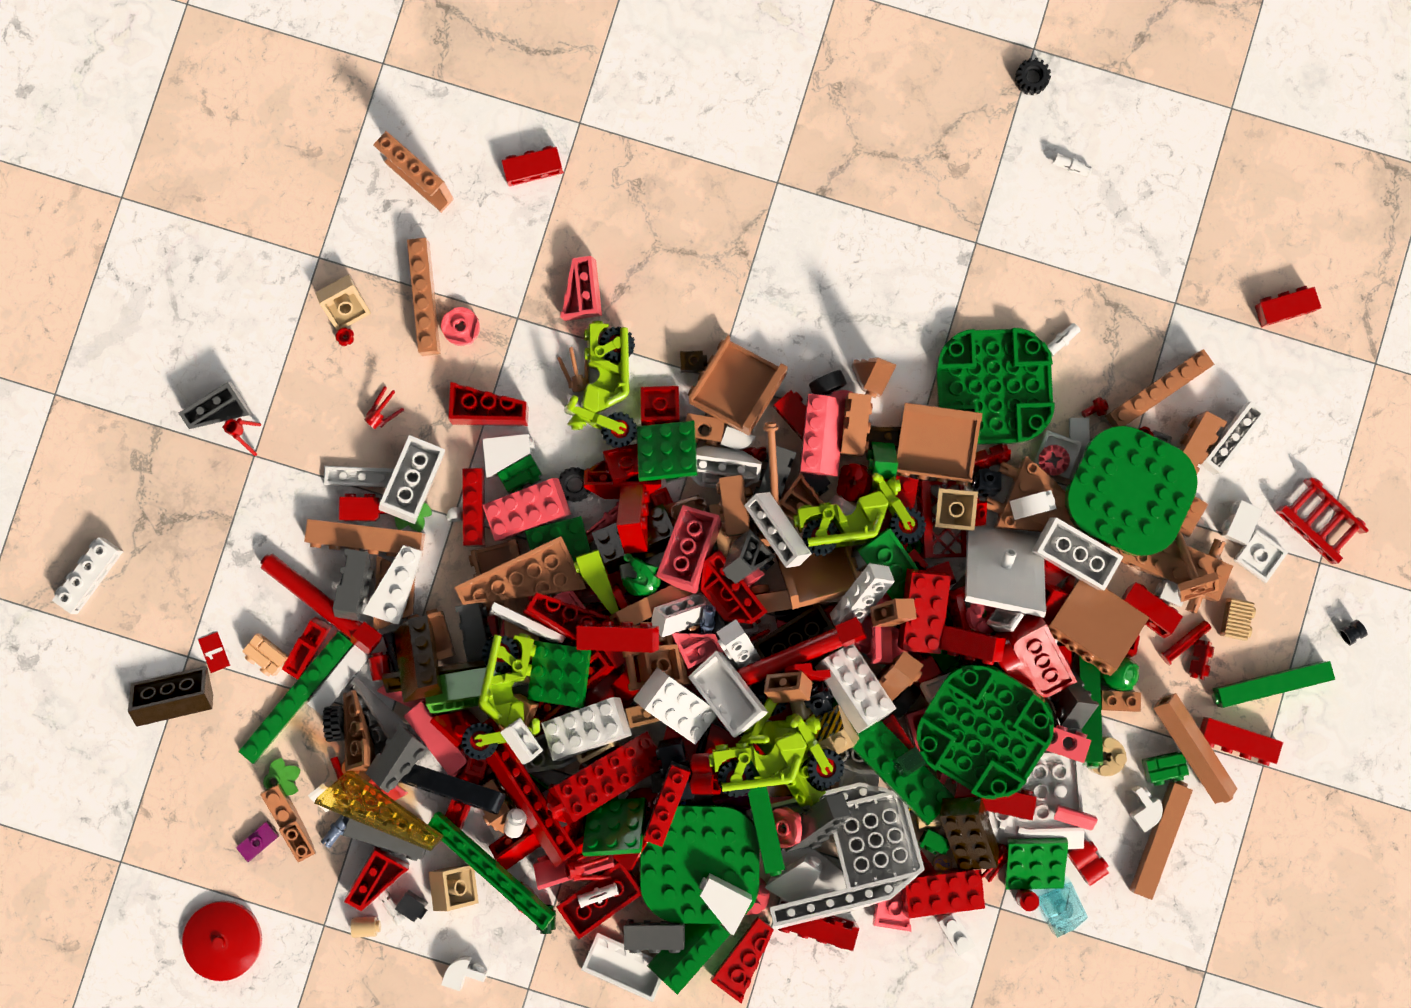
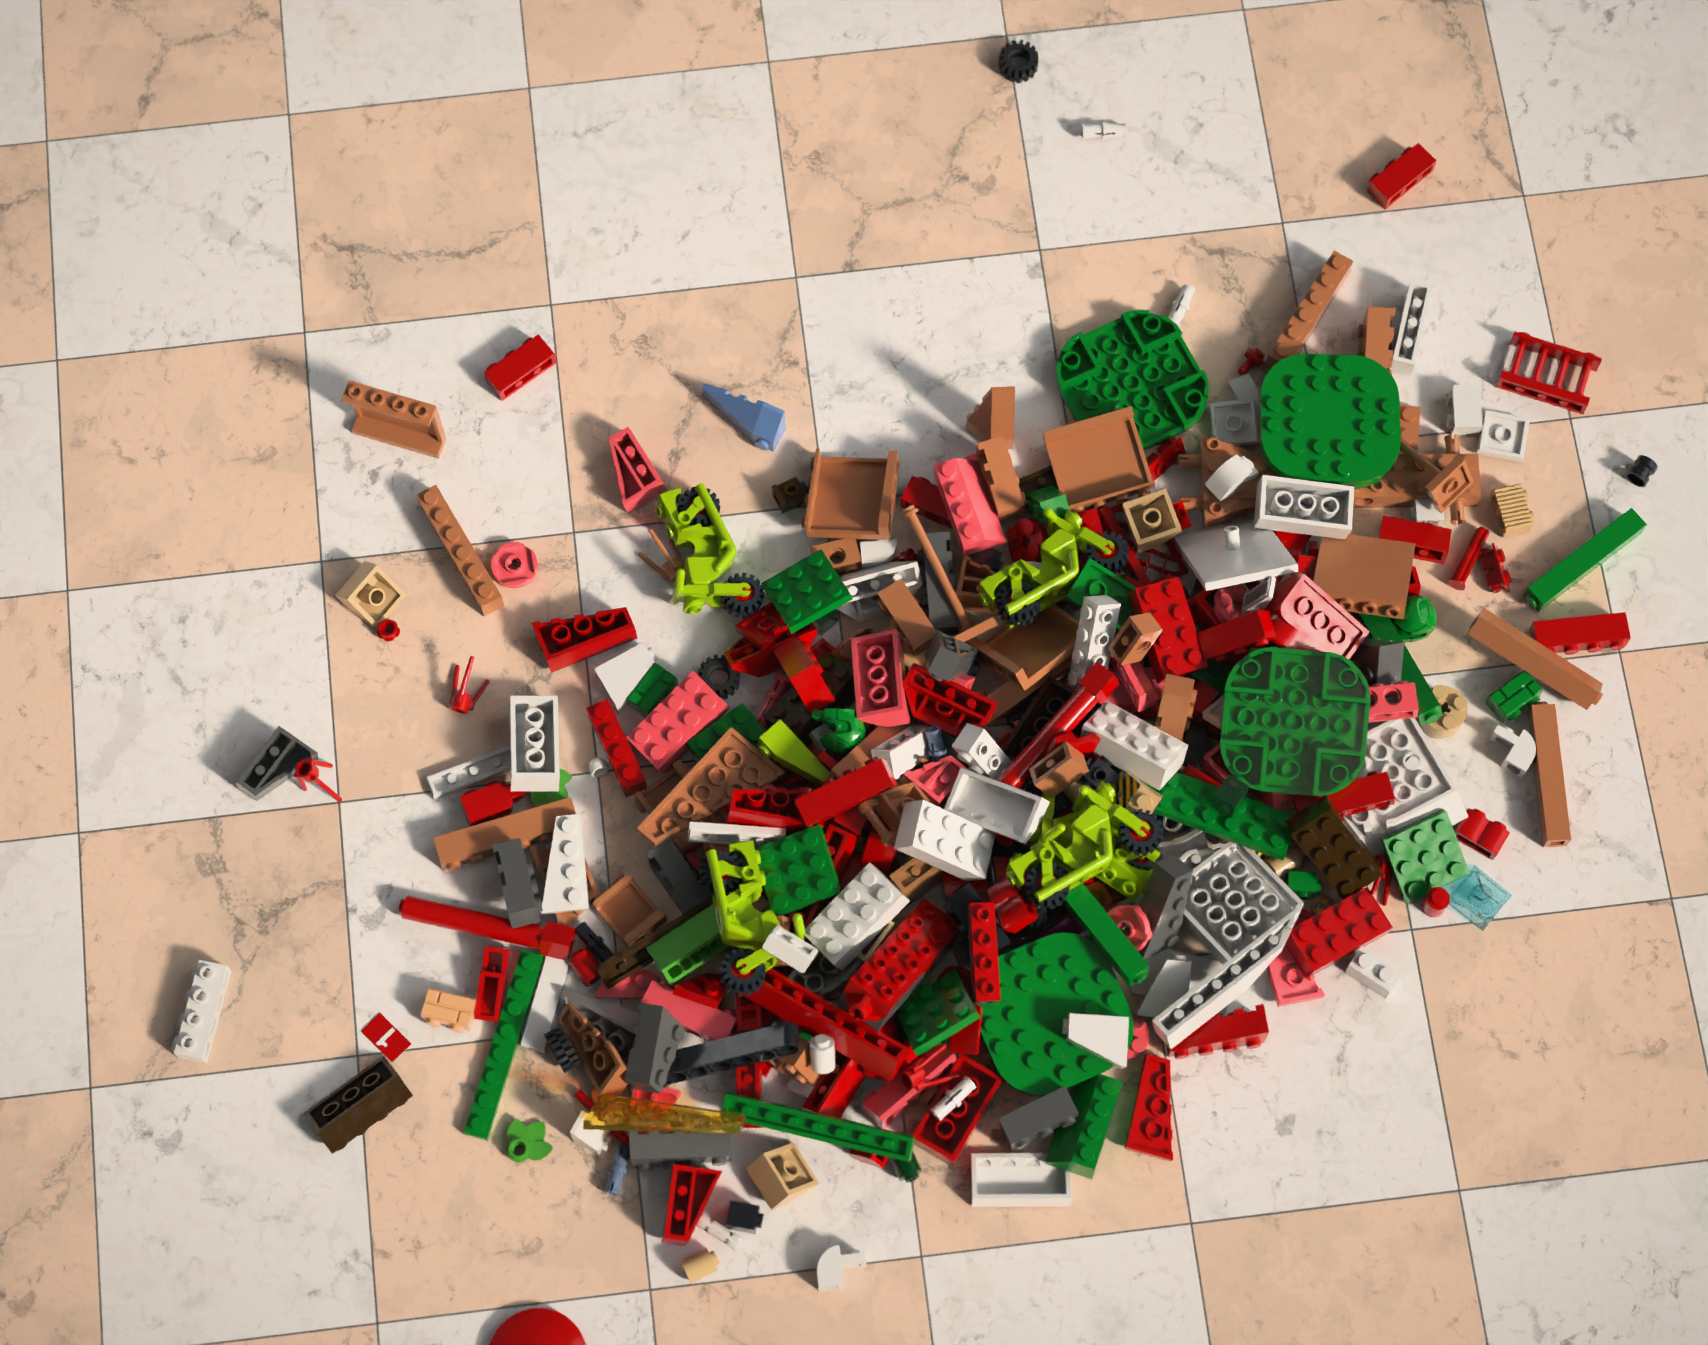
camera: 20 degrees left, 15 degrees down
(257, 841) = (530, 1226): magenta plate -> none
(289, 821) = (557, 1185): nougat slope -> none
(417, 659) = (628, 930): dark brown slope -> none
(659, 405) = (774, 552): red plate -> none
(693, 293) = (758, 421): none -> medium blue wedge
(777, 529) = (967, 615): white brick -> none
(828, 383) = (950, 447): black tyre -> none
(986, 482) = (1174, 480): black brick -> none
(1049, 468) = (1234, 418): coral gear -> none
(1075, 817) = (1440, 777): coral slope -> none
(1121, 701) = (1431, 646): nougat brick -> none

